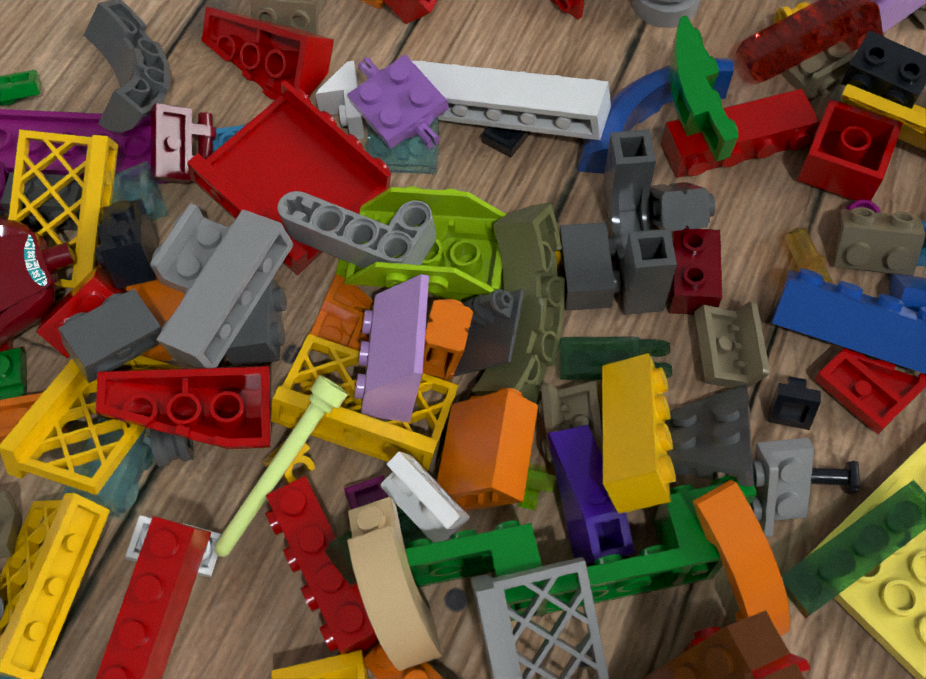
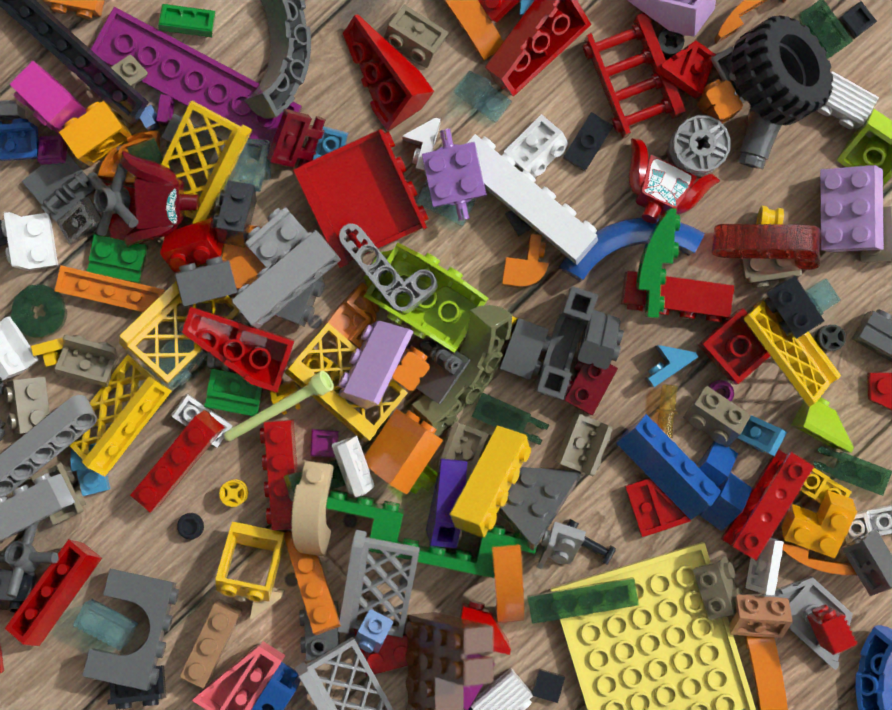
camera: 20 degrees right, 25 degrees up
(208, 485) = (232, 393): none -> green plate
(253, 624) = (229, 495): none -> yellow wheel
(392, 36) = (482, 96): none -> clear light blue slope
(488, 46) = (537, 146): none -> white bracket
(538, 178) = (527, 272): none -> orange brick
(540, 33) = (588, 141): none -> black plate
(645, 30) = (663, 184): none -> red torso
(777, 202) = (674, 359): none -> dark azure slope
(794, 404) = (600, 497): black tile -> none

